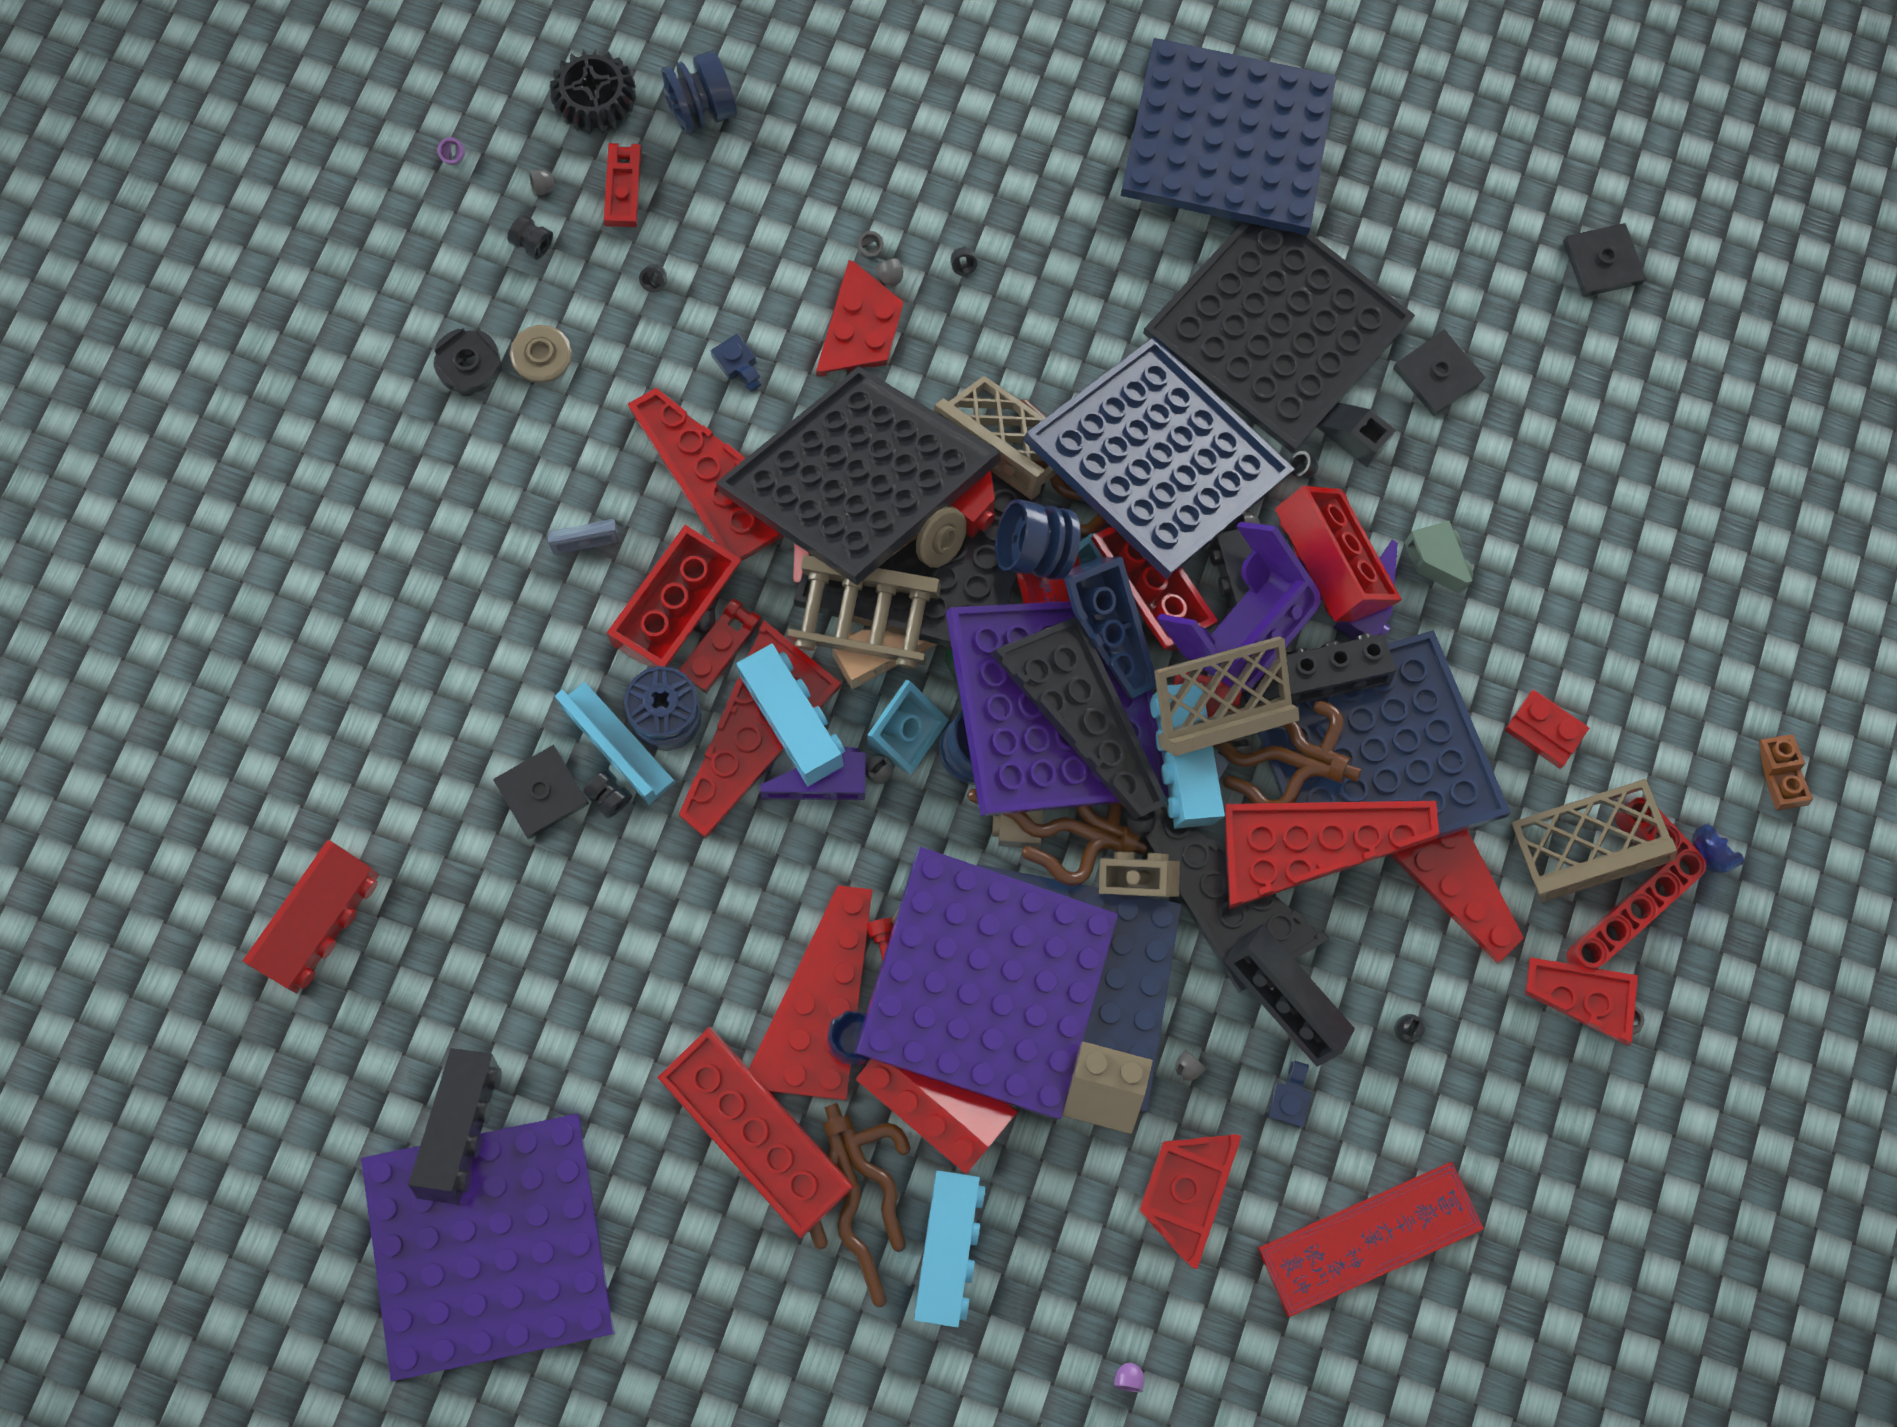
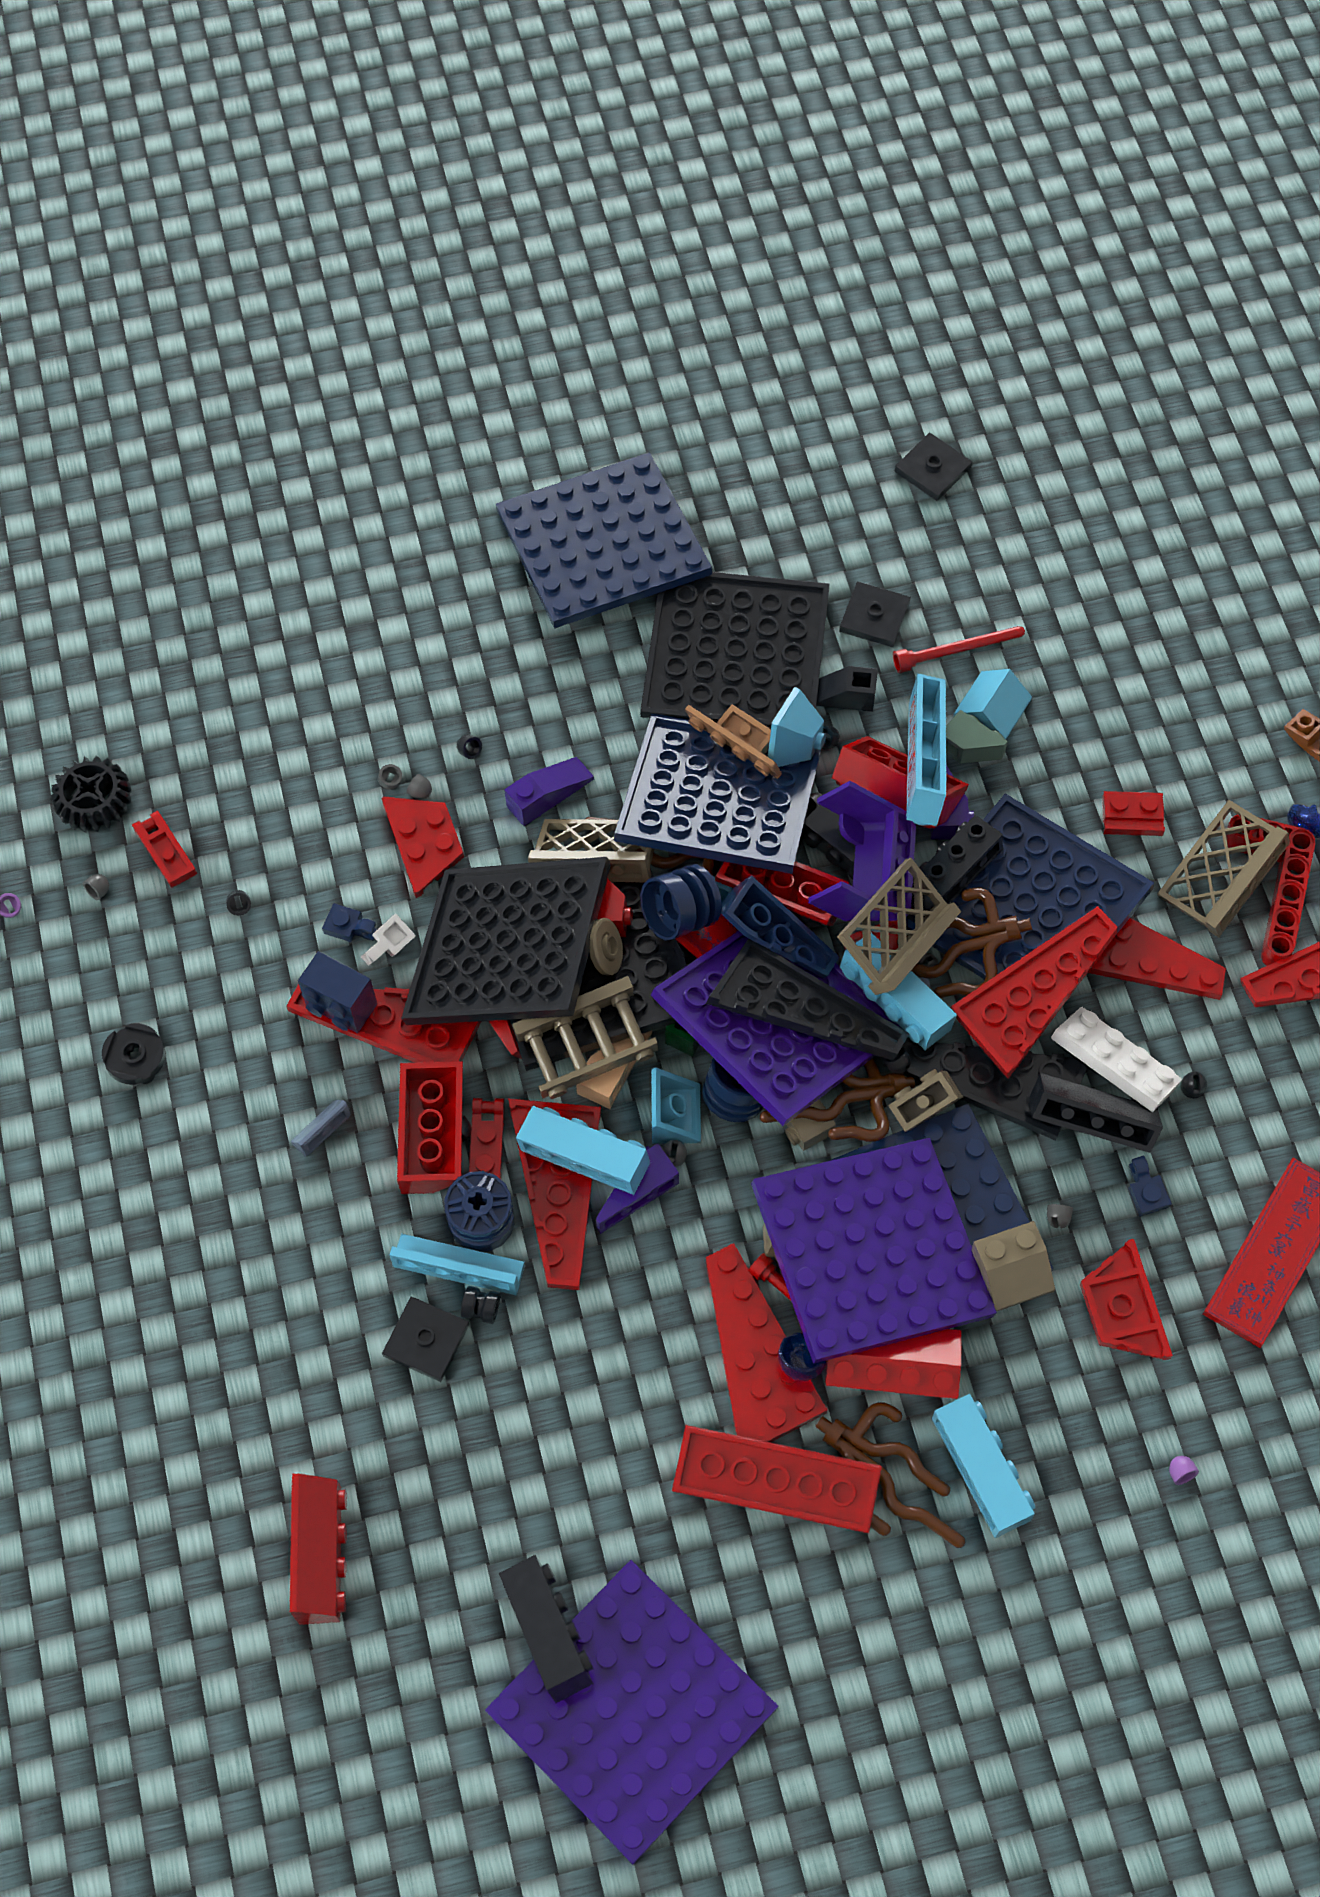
camera: 25 degrees left, 10 degrees down
(529, 236) = (118, 931): black wheel -> none
(540, 353) = (188, 1013): dark tan wheel -> none
(672, 421) = (337, 992): none -> dark blue brick
(698, 92) = (179, 743): dark blue wheel -> none
(765, 399) = (390, 937): none -> white plate
(1006, 347) = (545, 789): none -> dark purple slope
(1222, 413) = (740, 732): none -> medium nougat bracket
(1271, 441) = (796, 731): none -> medium azure slope
(1351, 956) = (1116, 1058): none -> white plate
(1377, 543) = (926, 750): none -> medium azure brick
(1436, 437) = (905, 660): none -> red piece
(1492, 534) = (996, 700): none -> medium azure slope

